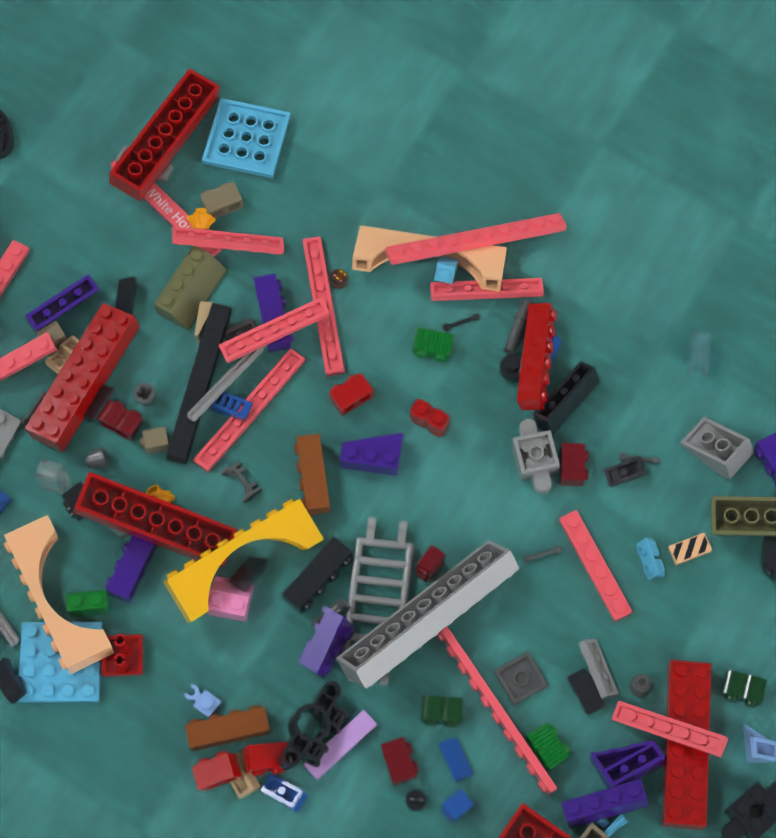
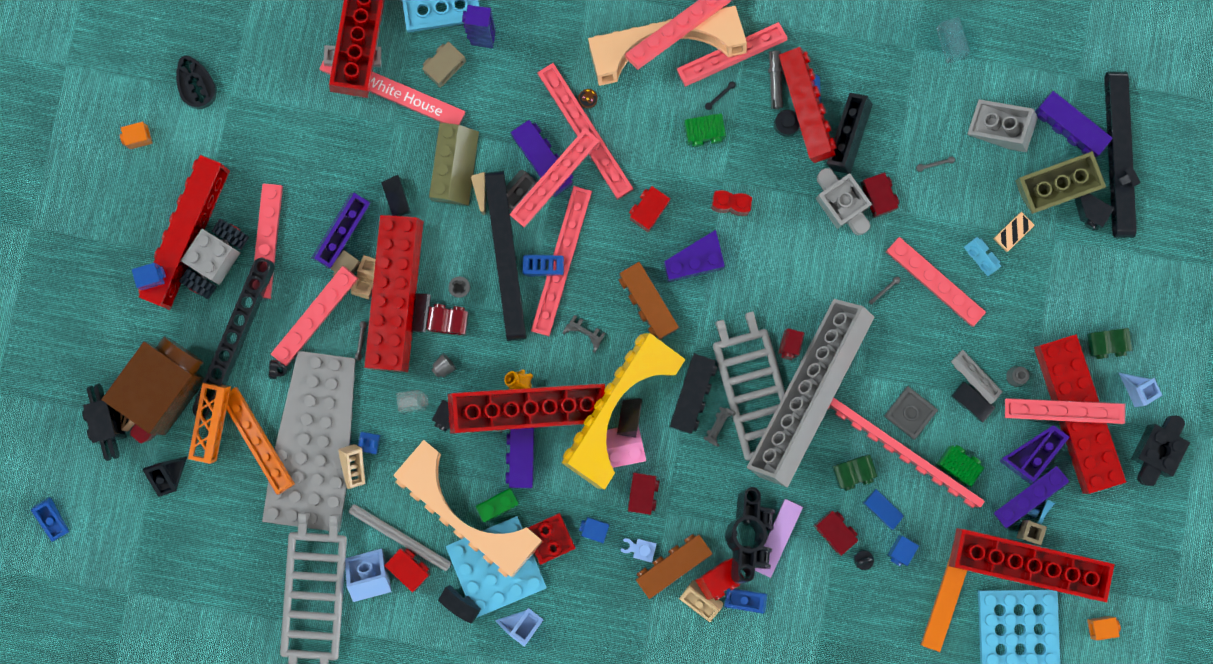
camera: 25 degrees left, 15 degrees up
(58, 727) = (521, 625): none -> light blue slope
(155, 440) = (488, 327): dark tan brick -> none
(168, 663) = (594, 529): none -> blue brick
(200, 219) = (435, 95): light orange rock -> none
(216, 771) = (681, 609): red brick -> none
(227, 240) = (469, 104): coral plate -> none
(229, 648) = (642, 493): none -> dark red brick
(232, 374) = (527, 253): light grey axle -> none
(265, 175) = (479, 26): none -> dark purple brick
(327, 642) = (730, 455): wedge -> none
(446, 269) = (687, 50): medium azure brick -> none
(625, 471) = (929, 182): black slope -> none

